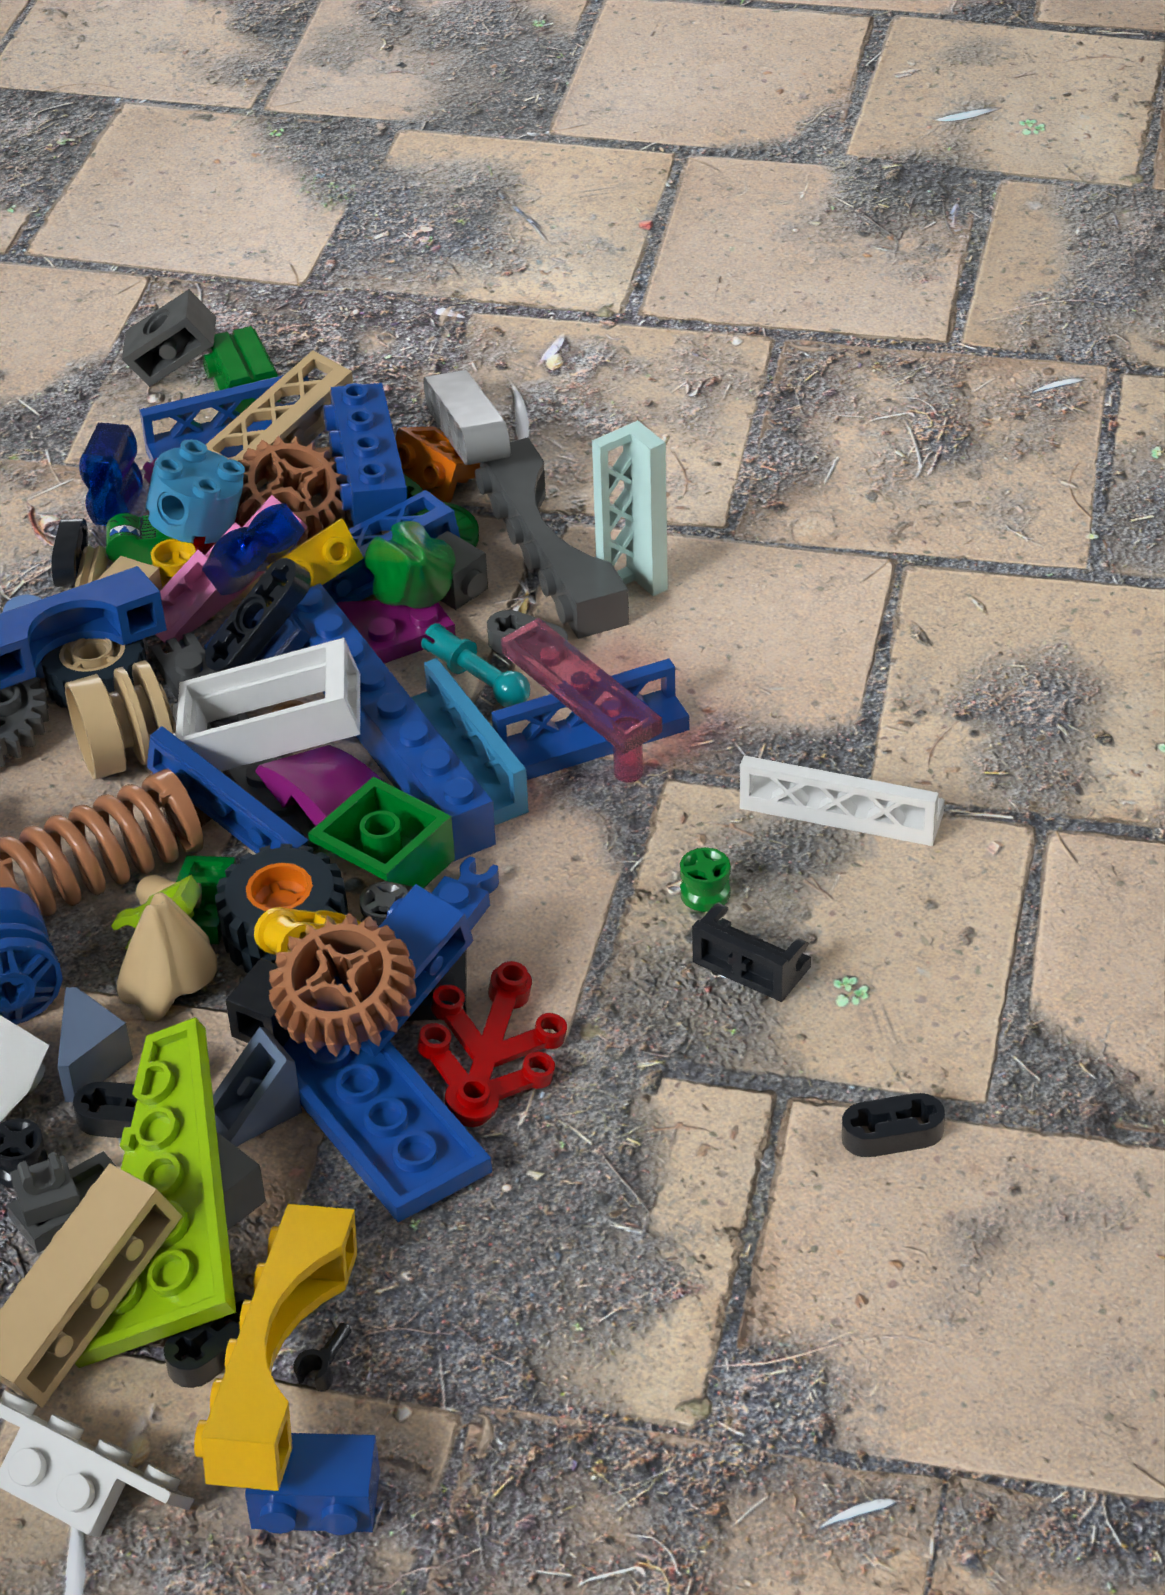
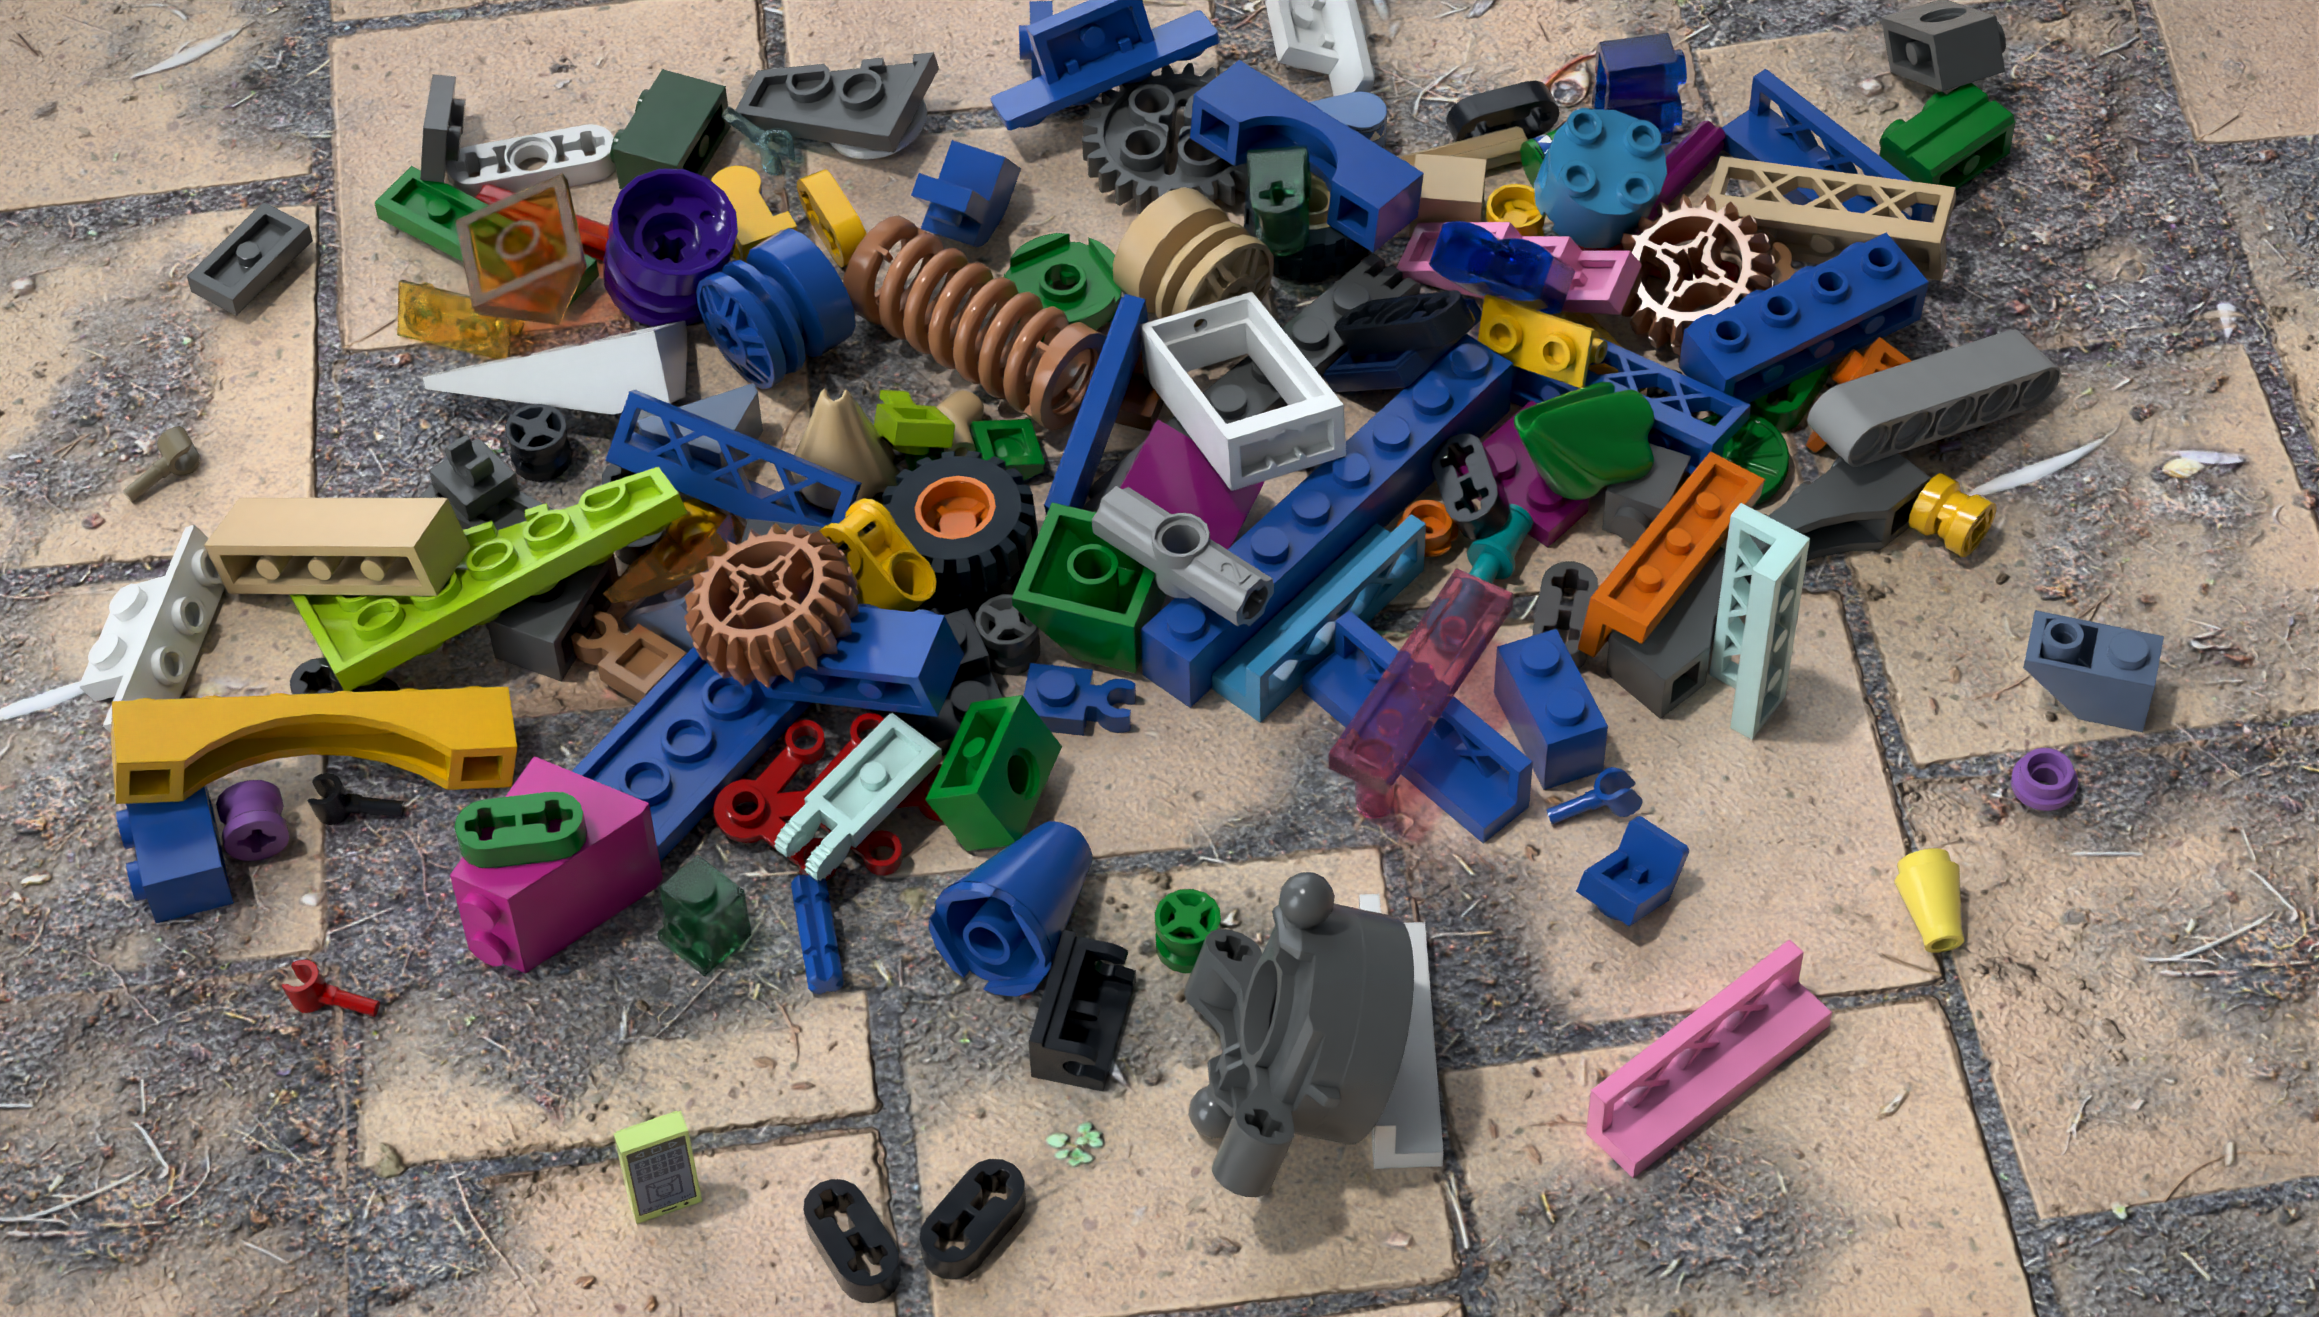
camera: 70 degrees right, 10 degrees up
(58, 791) = (1055, 258): none -> green plate
(91, 647) = (1280, 196): none -> piece
(126, 1052) = (728, 485): none -> blue fence
(237, 1058) = (668, 565): none -> clear orange slope
(286, 1135) = (628, 661): none -> medium nougat plate
(317, 1414) = (252, 820): none -> medium lavender wheel
(404, 638) = (1460, 490): none -> black beam
(412, 677) = (1438, 523): none -> orange plate
(417, 761) = (1183, 556): none -> light grey piece
(477, 1176) = (520, 829): none -> green beam
(482, 1210) = (540, 908): none -> dark pink slope
(506, 1412) = (317, 992): none -> red hand
(510, 1012) = (859, 794): none -> light aqua hinge
(526, 936) = (994, 773): none -> green brick
(530, 553) = (1669, 553): none -> orange fence
(555, 445) = (1952, 515): none -> yellow wheel
(565, 1140) = (703, 915): none -> clear green brick
(605, 1085) = (817, 934): none -> blue axle
(616, 643) = (1550, 709): none -> blue brick
(656, 953) = (1012, 909): none -> blue cone
(688, 663) = (1610, 789): none -> blue hand
(712, 415) = (2095, 668): none -> sand blue slope
(761, 655) = (1636, 875): none -> blue bracket
(771, 471) = (2046, 766): none -> medium lavender plate
(807, 1199) = (658, 1166): none -> tile
(842, 537) = (1932, 896): none -> light yellow cone
(907, 1049) = (984, 1225): none -> black beam
(910, 780) = (1302, 1029): none -> dark grey piece
(924, 665) = (1705, 1062): none -> bright pink fence

